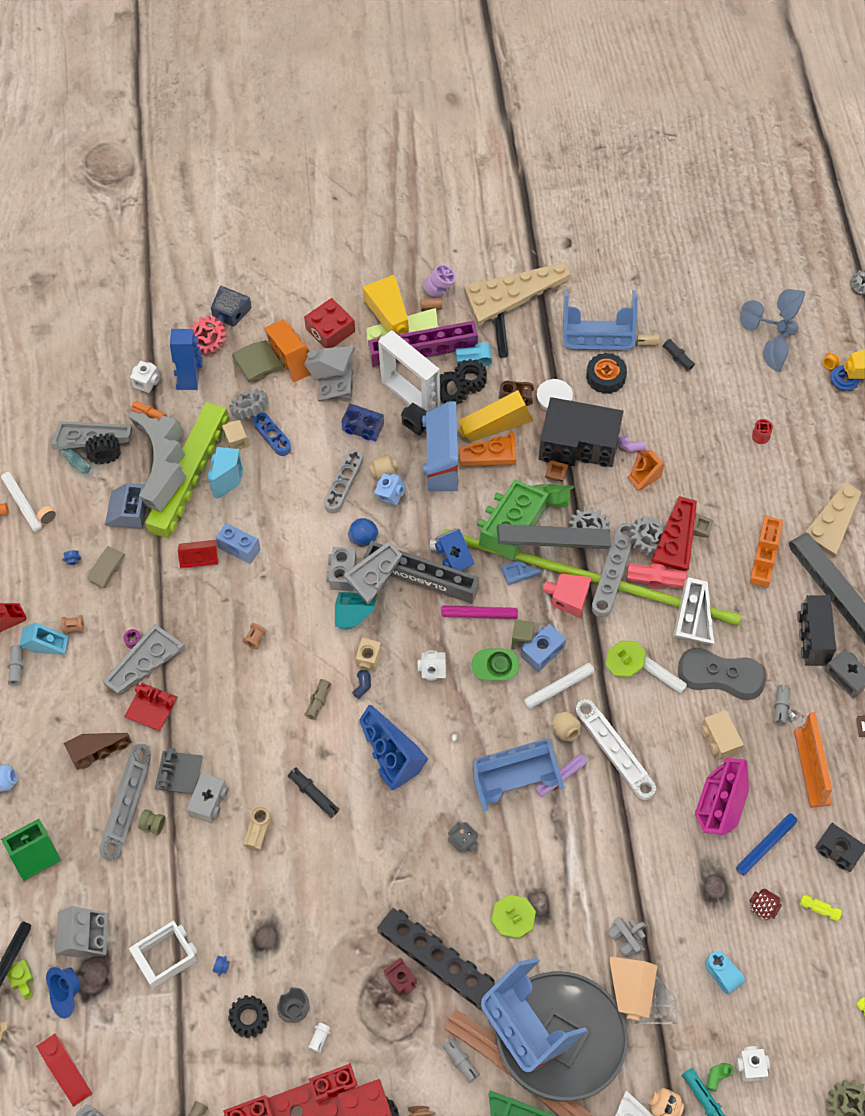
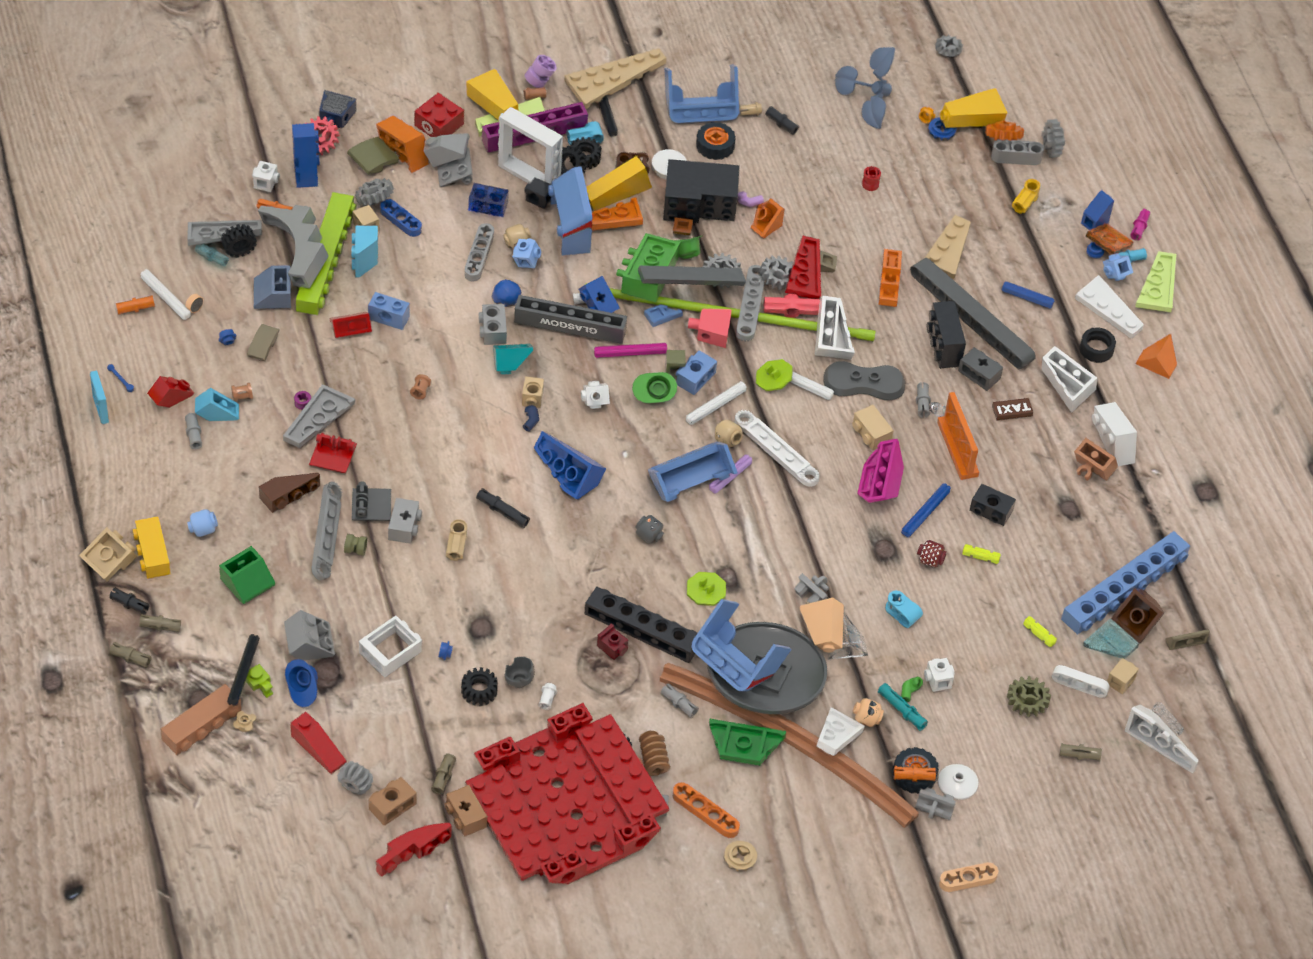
camera: 15 degrees left, 10 degrees down
(318, 699) = (491, 433): dark tan pin -> none
(373, 571) = (527, 317): light grey wing -> none

